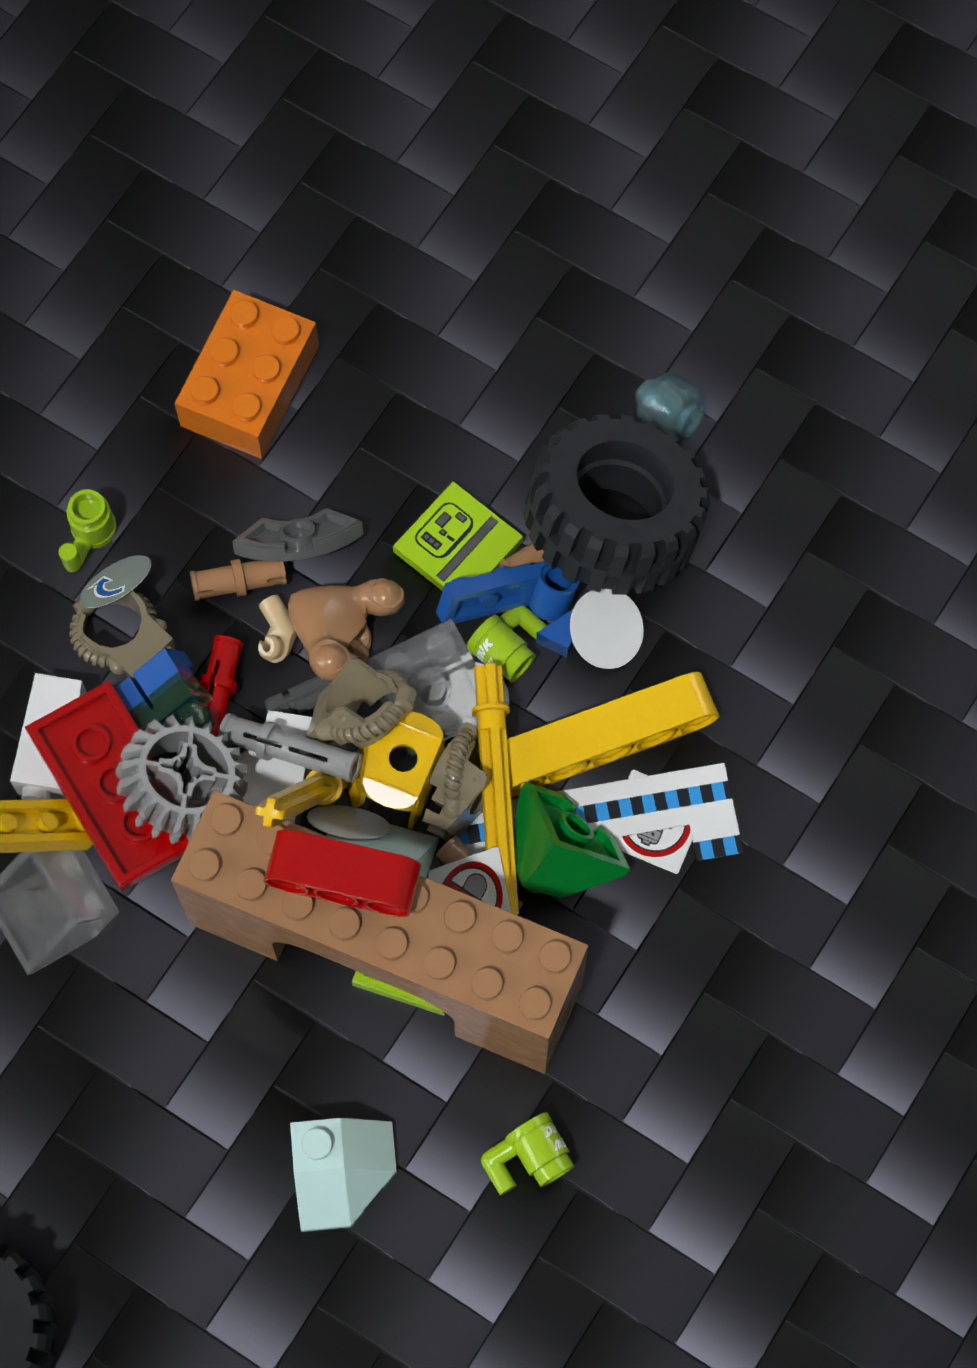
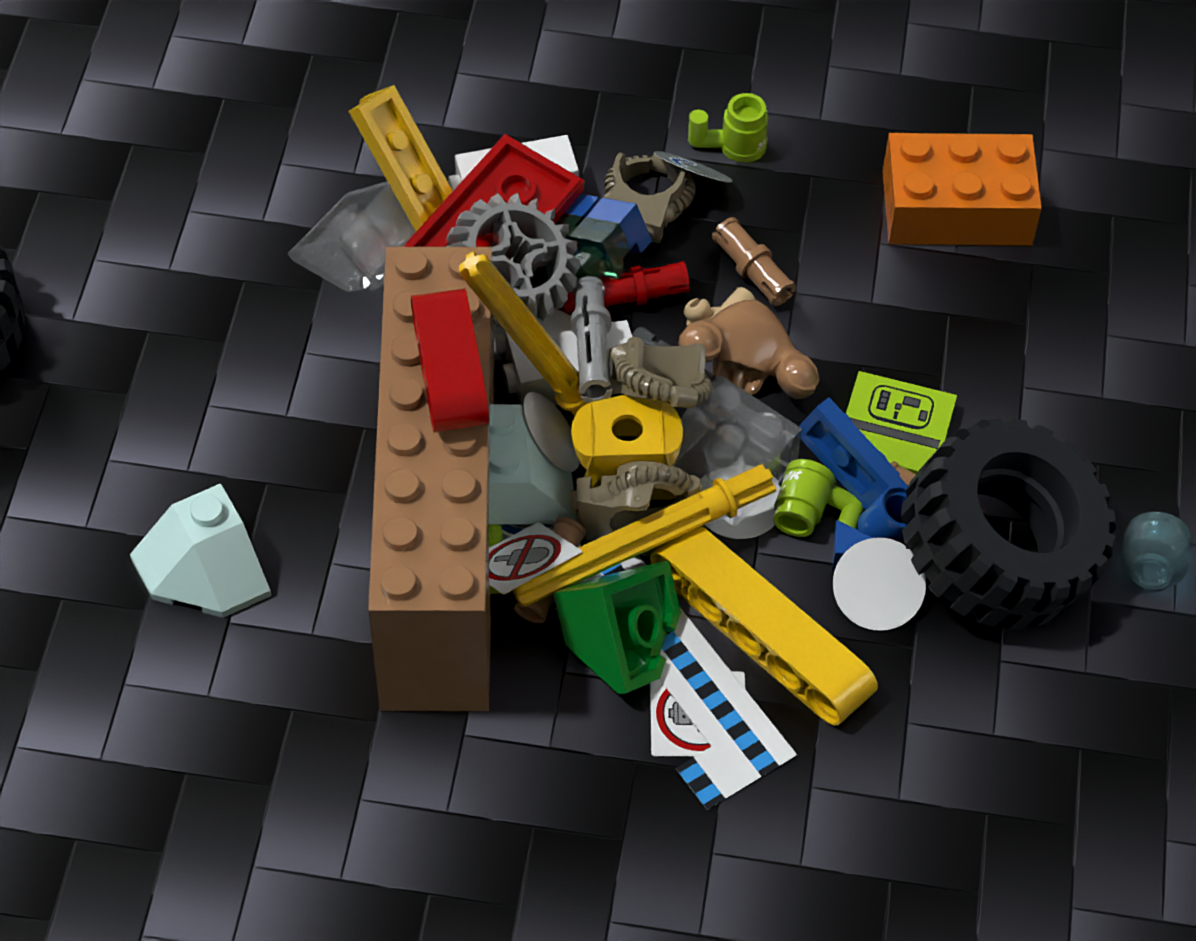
camera: 65 degrees right, 15 degrees down
(298, 537) = (820, 291): dark grey tile -> none
(537, 1147) = (291, 724): lime piece -> none

